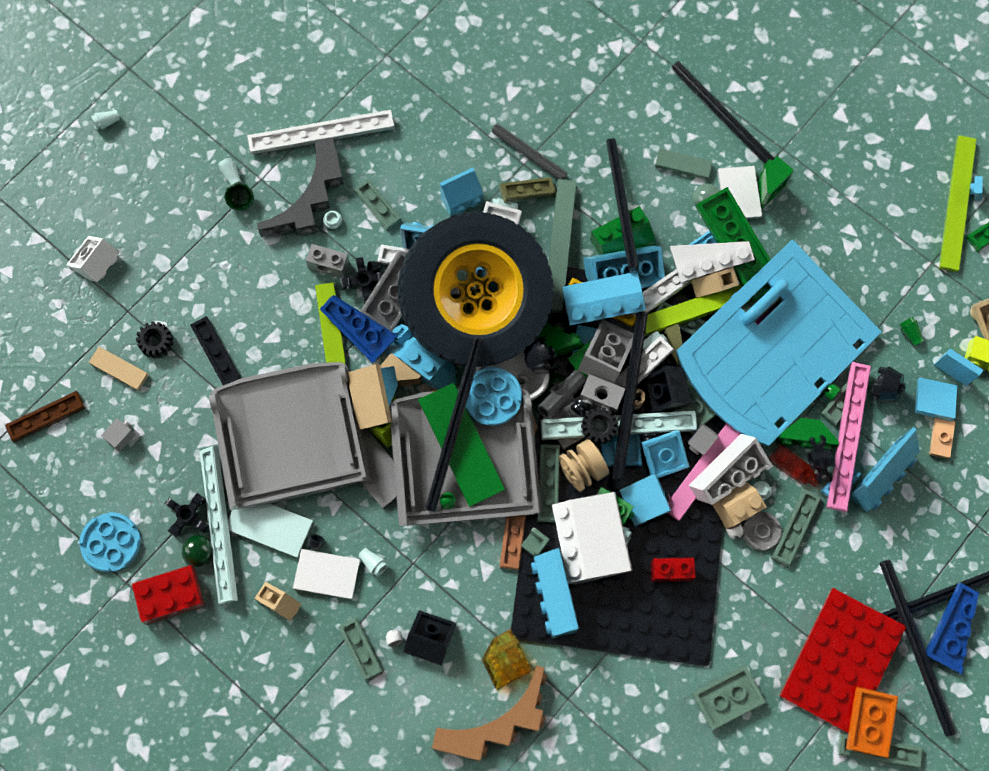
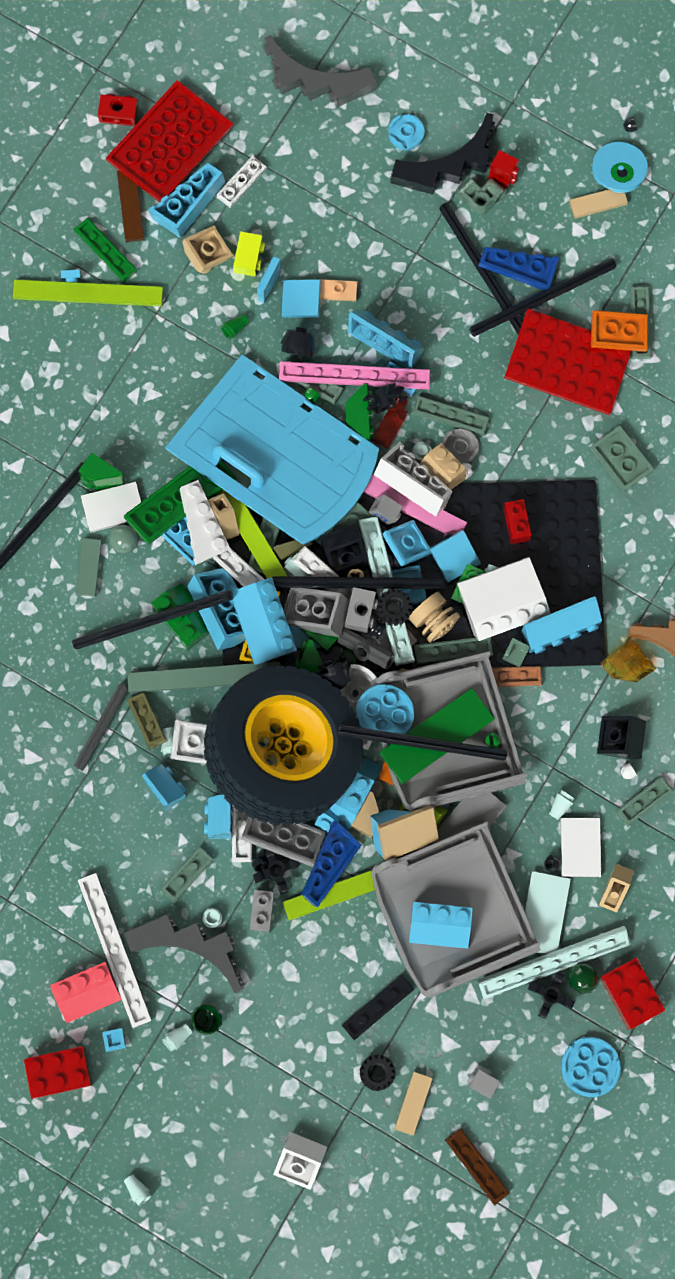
camera: 100 degrees left, 5 degrees up
(222, 69) = (57, 1072): none -> red brick
(241, 120) = (114, 1040): none -> medium azure plate
(277, 417) = (440, 925): none -> medium azure slope
(288, 100) = (85, 992): none -> coral slope

